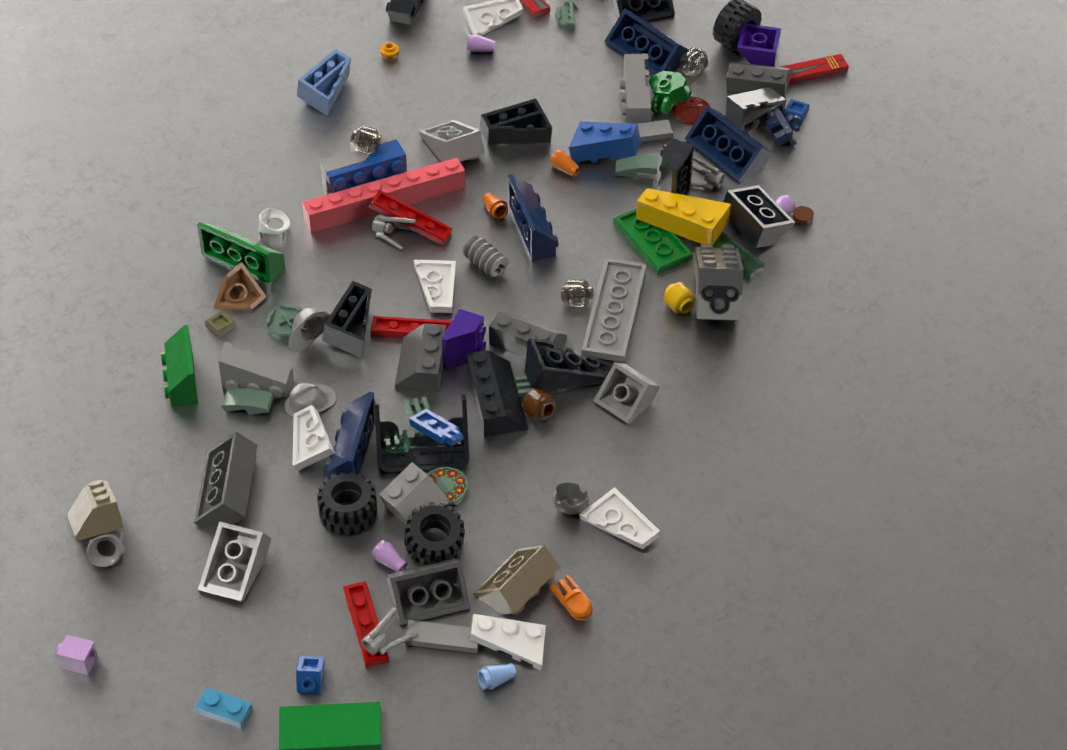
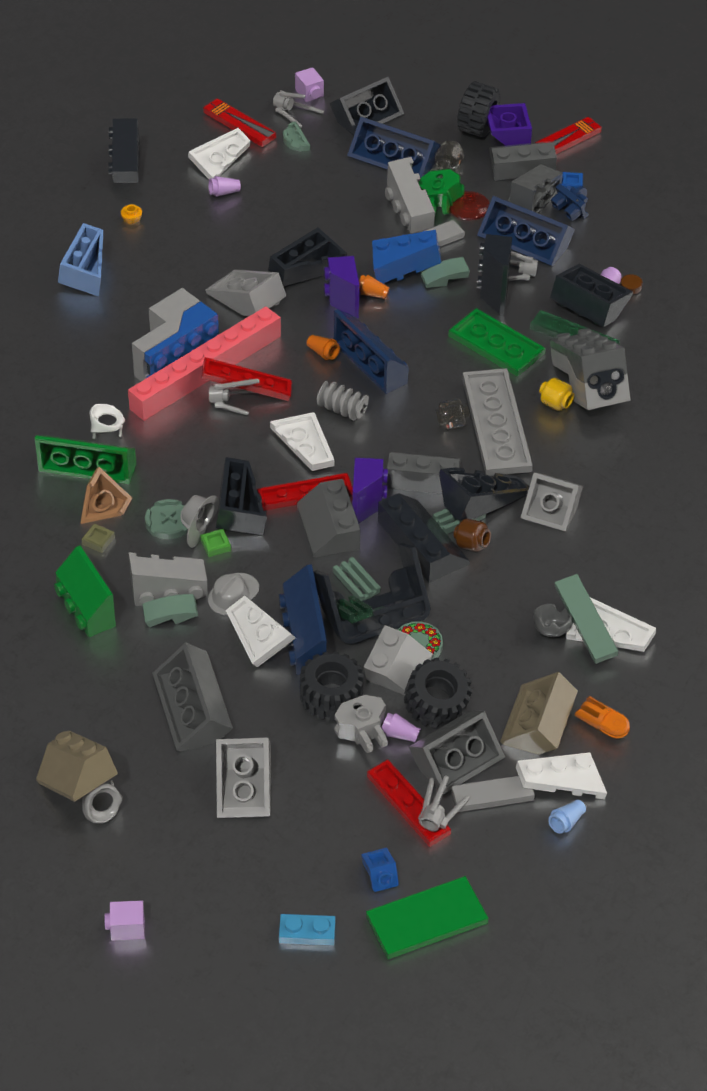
camera: 20 degrees left, 0 degrees up
(316, 353) = (215, 543): none -> bright green tile
(356, 542) = (362, 724): none -> light grey hinge
(366, 139) = (172, 308): clear smoke head -> none
(436, 427) = (386, 584): blue hinge -> none
(536, 154) = (342, 284): none -> dark purple slope
(600, 505) = (586, 618): none -> sand green tile
(684, 215) = (521, 310): yellow wedge -> none

